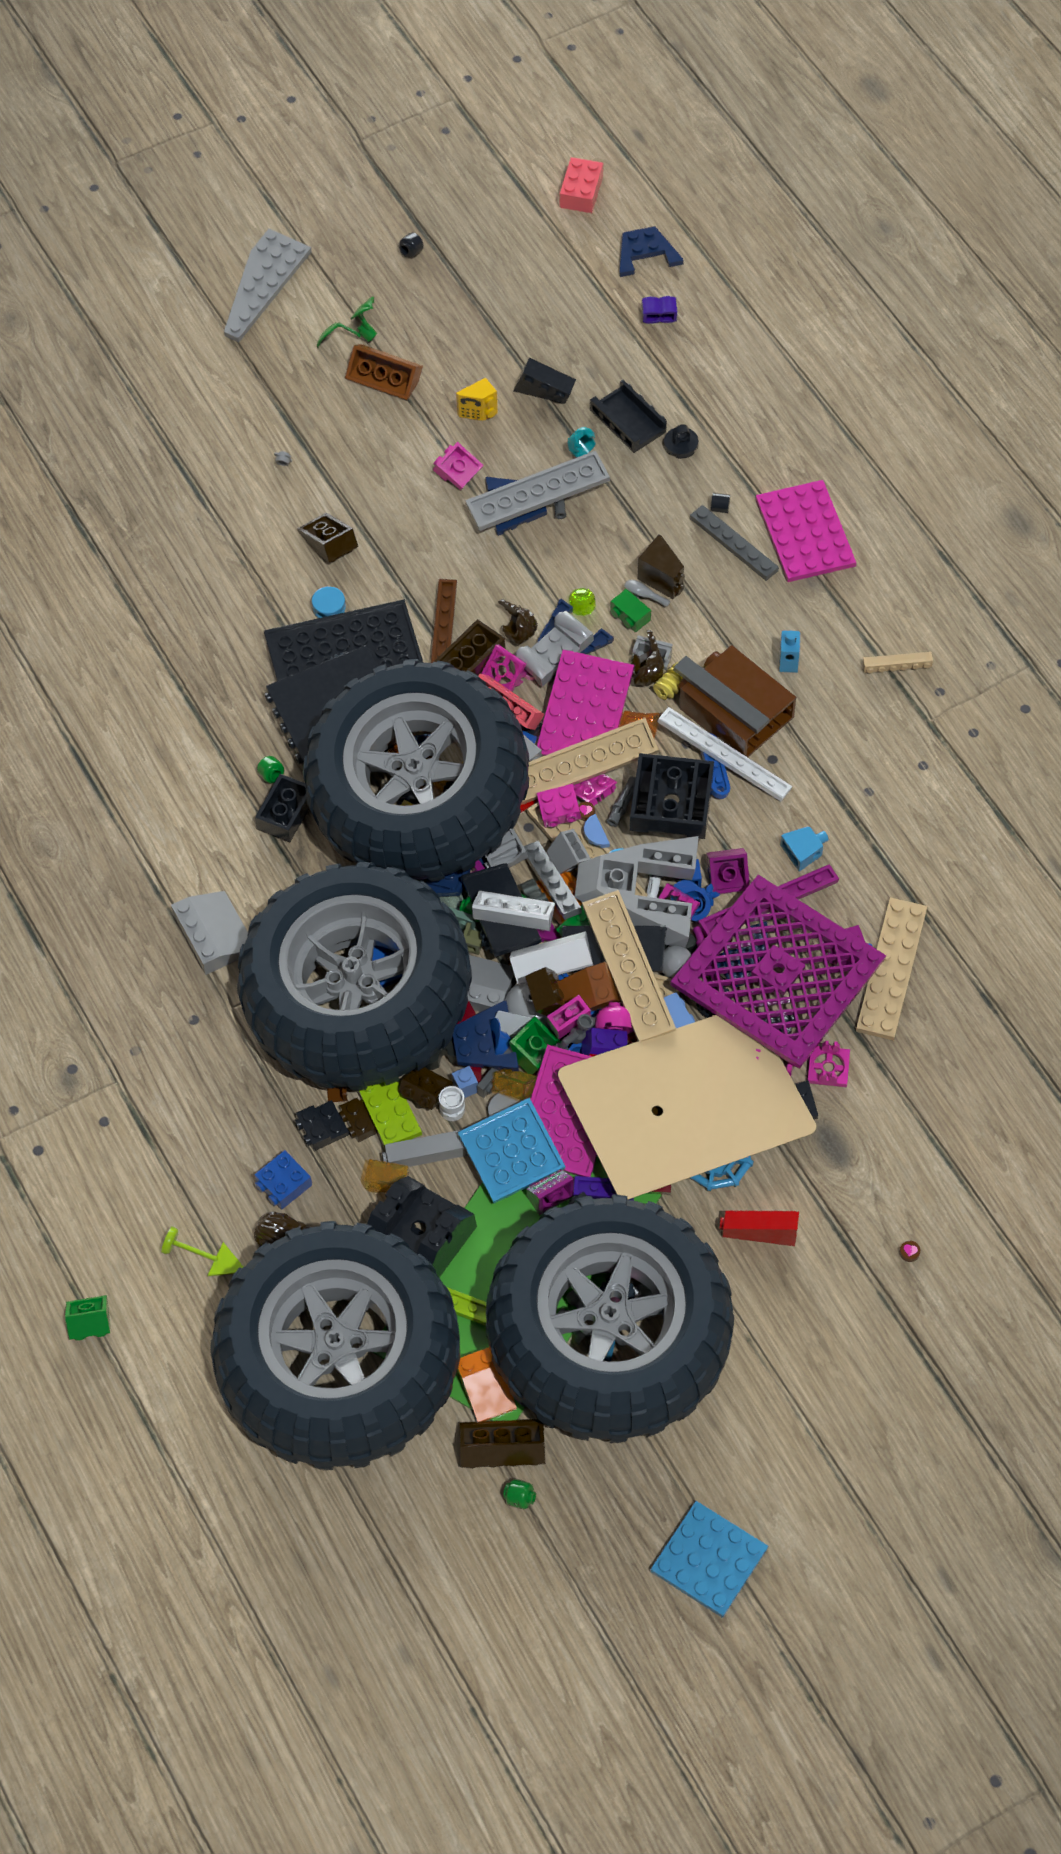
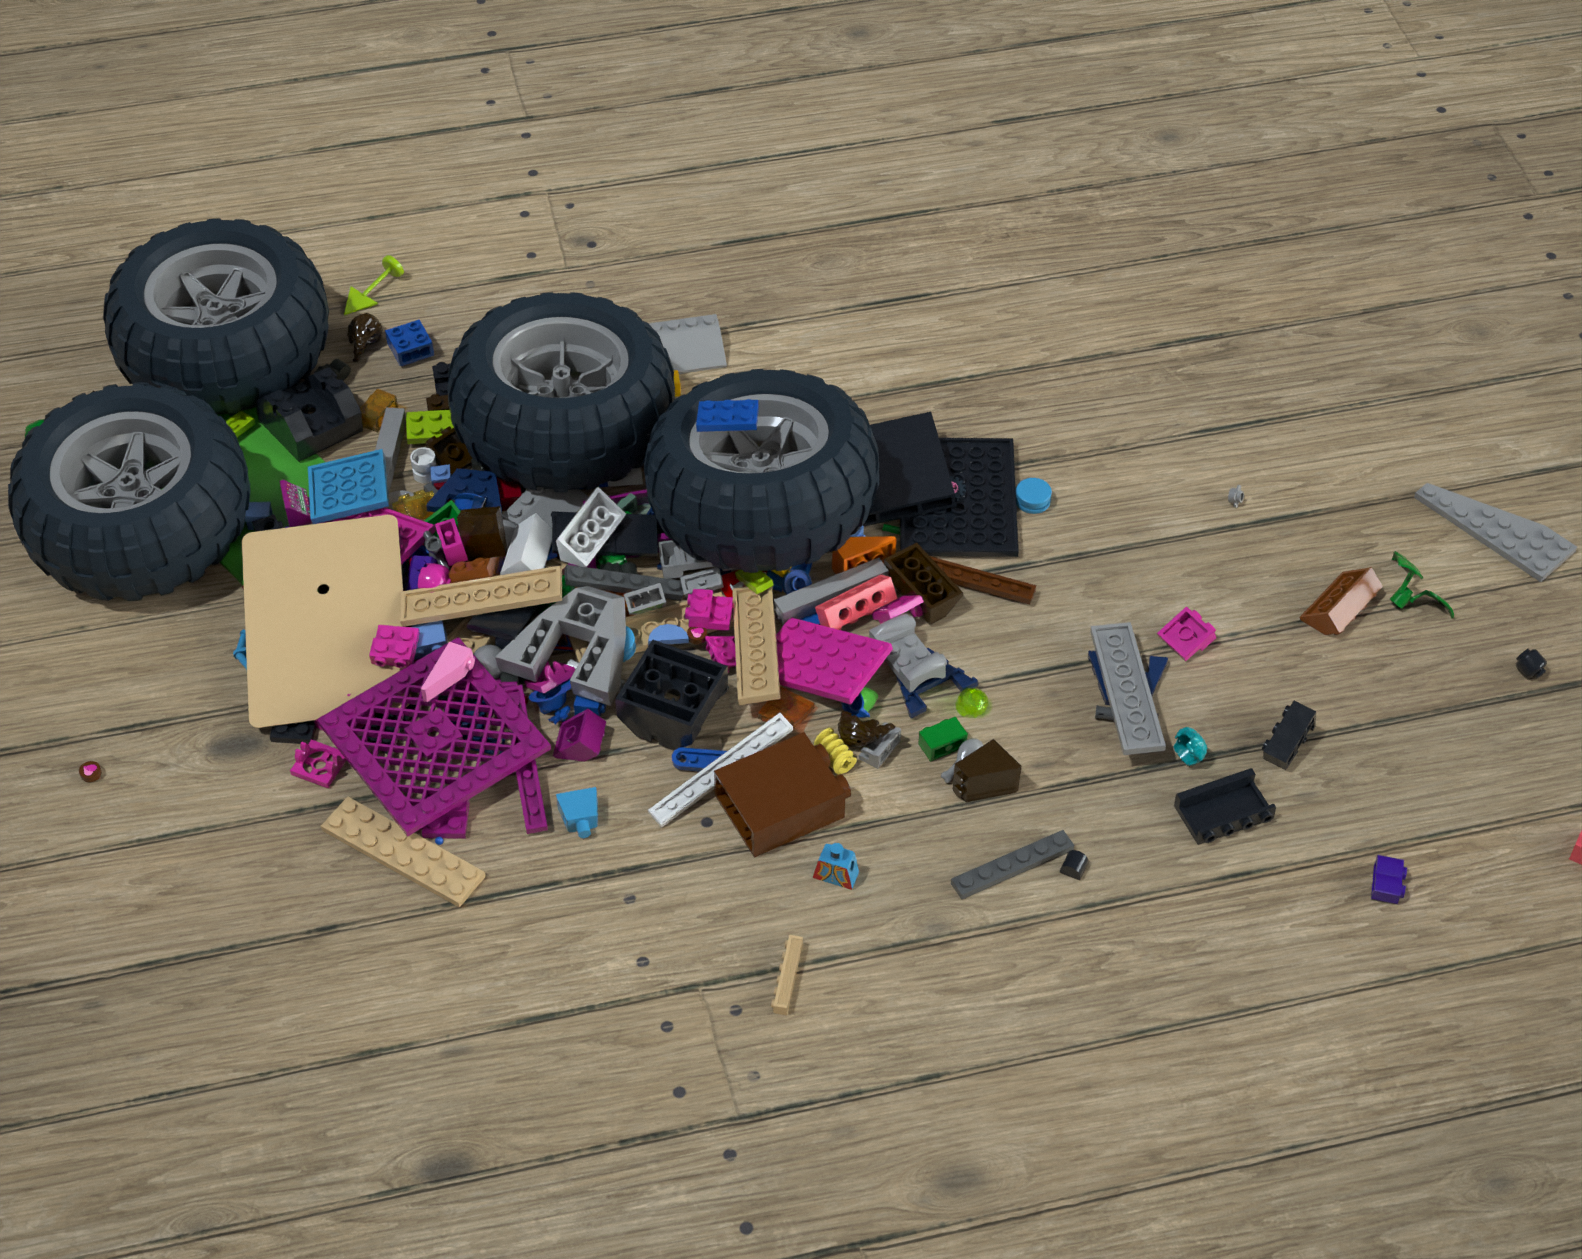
camera: 105 degrees right, 10 degrees down
(87, 1318) = (354, 212): green slope -> none
(329, 537) = (1119, 510): dark brown slope -> none
(402, 774) = (727, 415): none -> blue plate
(477, 401) = (1273, 667): yellow slope -> none
(522, 623) = (953, 635): dark brown hair -> none
(524, 830) = (707, 580): none -> light grey plate
(645, 244) = (1503, 891): dark blue wing -> none
(681, 441) = (1175, 851): black tile -> none
(700, 1028) = (394, 646): none -> dark pink plate
(718, 966) = (448, 670): none -> bright pink slope
(721, 694) = (779, 761): dark grey tile -> none
(761, 1226) = (175, 656): red slope -> none
(805, 531) = (1010, 940): dark pink plate -> none

